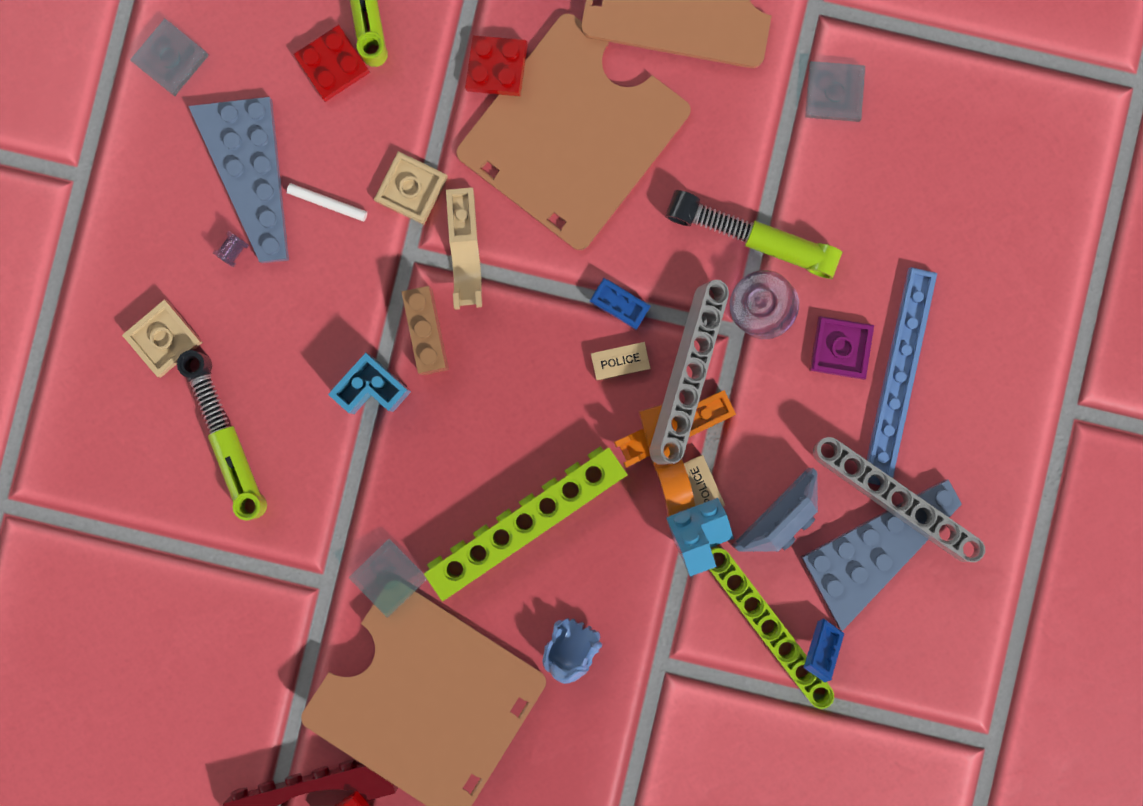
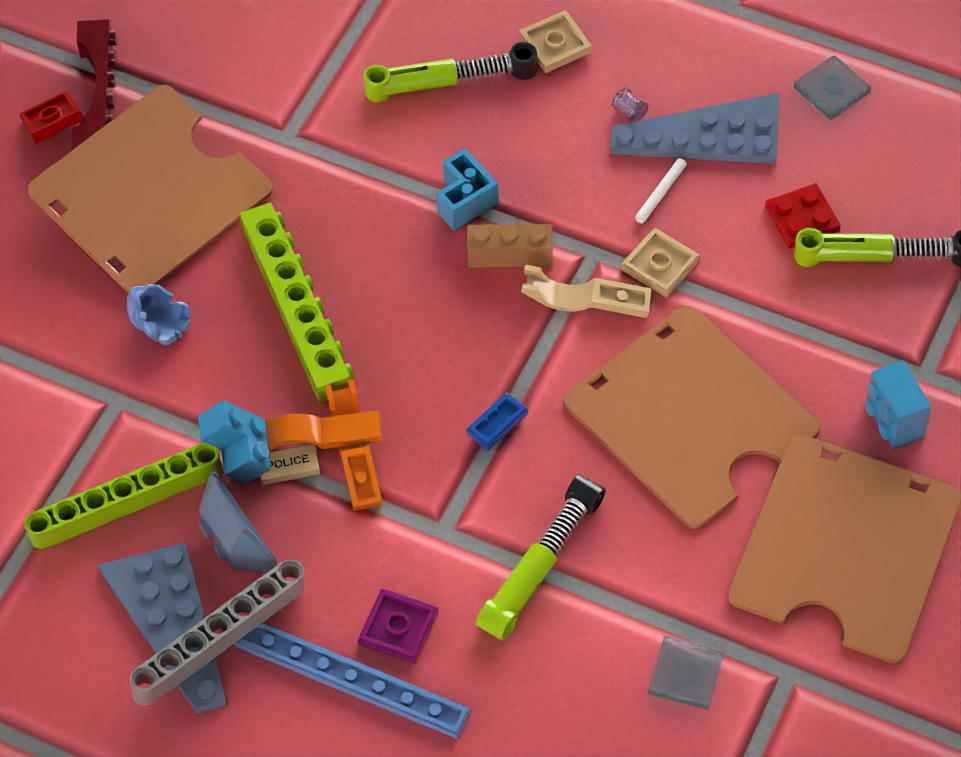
camera: 100 degrees right, 30 degrees down
(388, 578) = (276, 179): clear light blue tile -> none
(496, 65) = (773, 353): red plate -> none
(620, 361) = (437, 414): tan tile -> none
(680, 381) = (399, 447): light grey beam -> none
(764, 304) = (462, 547): clear purple wheel -> none
(824, 650) = (83, 537): blue plate -> none

